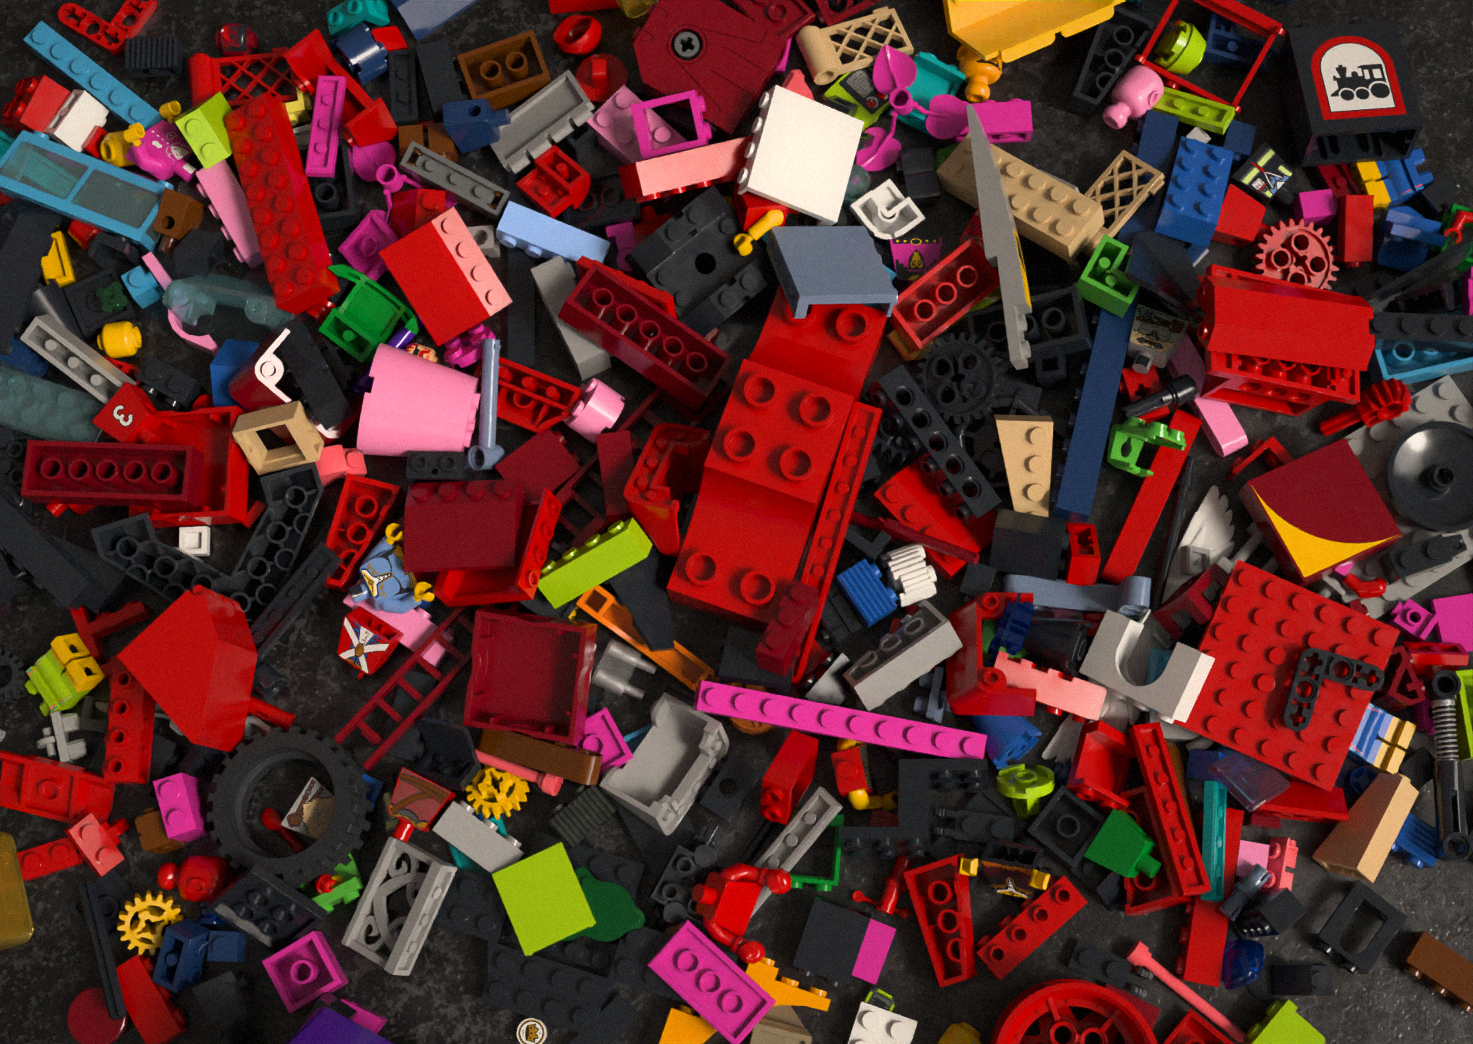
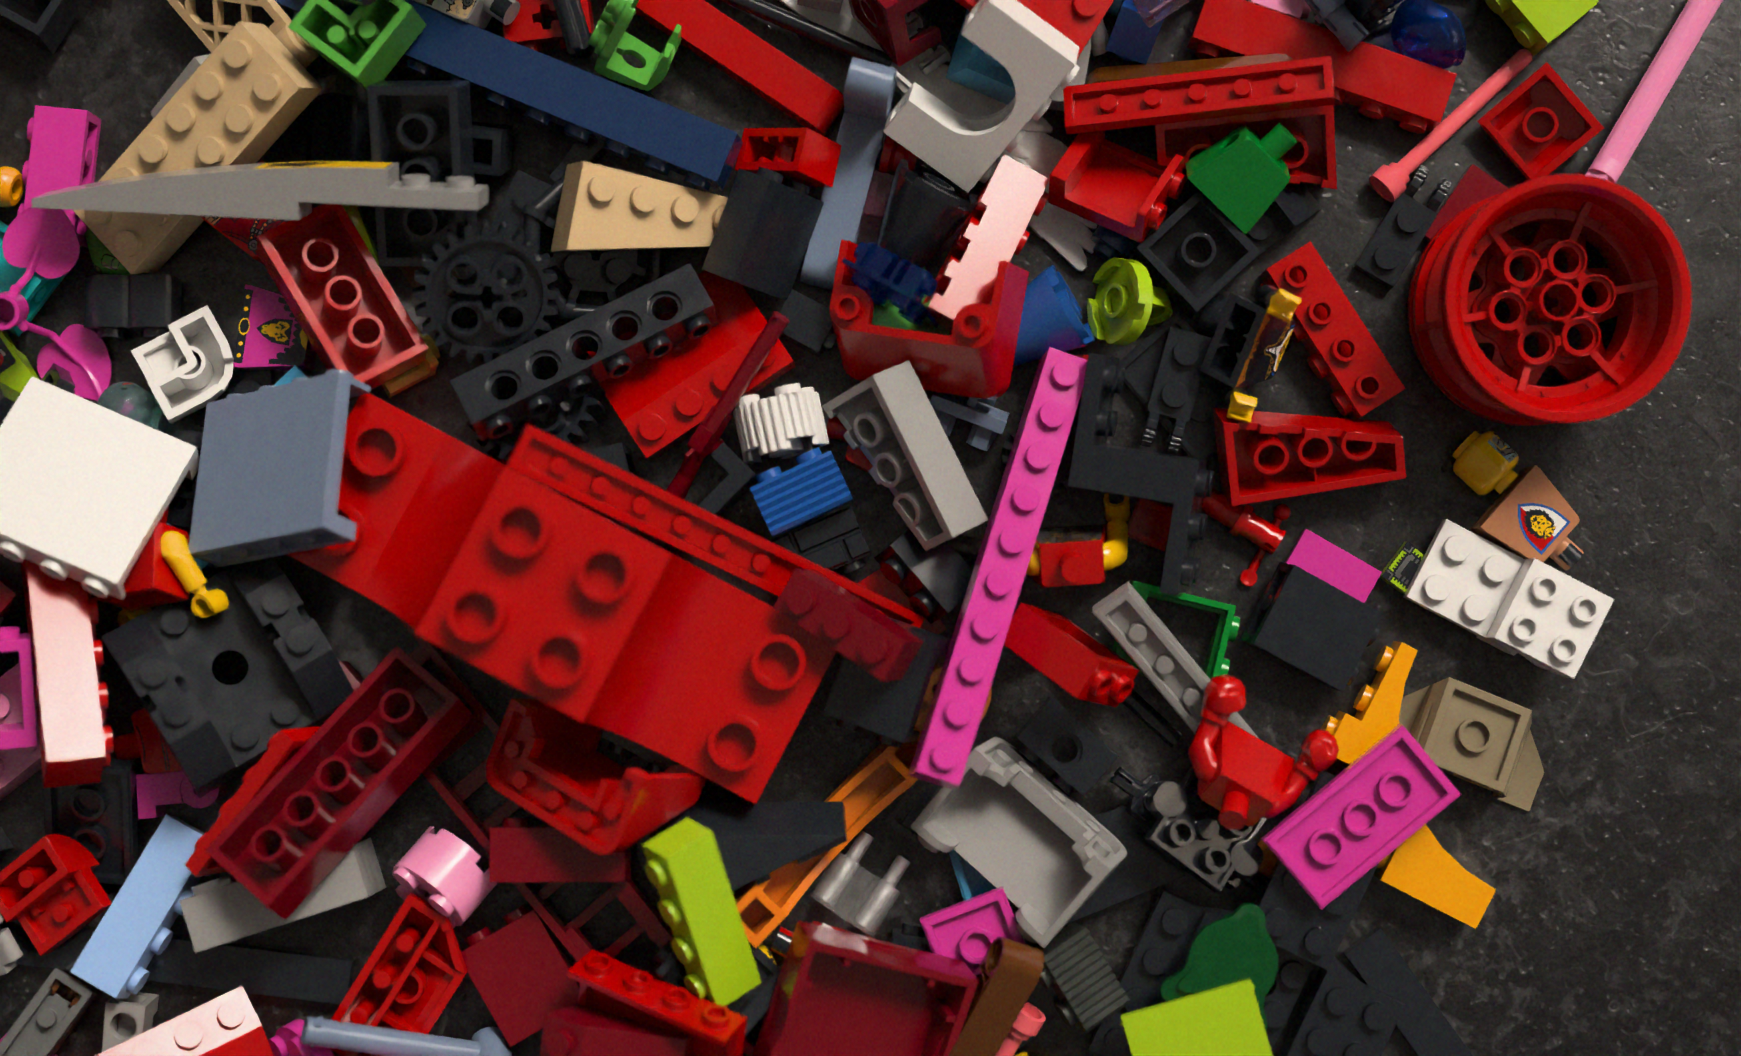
camera: 85 degrees left, 10 degrees up
(1214, 839) = (1247, 38): teal tile -> none

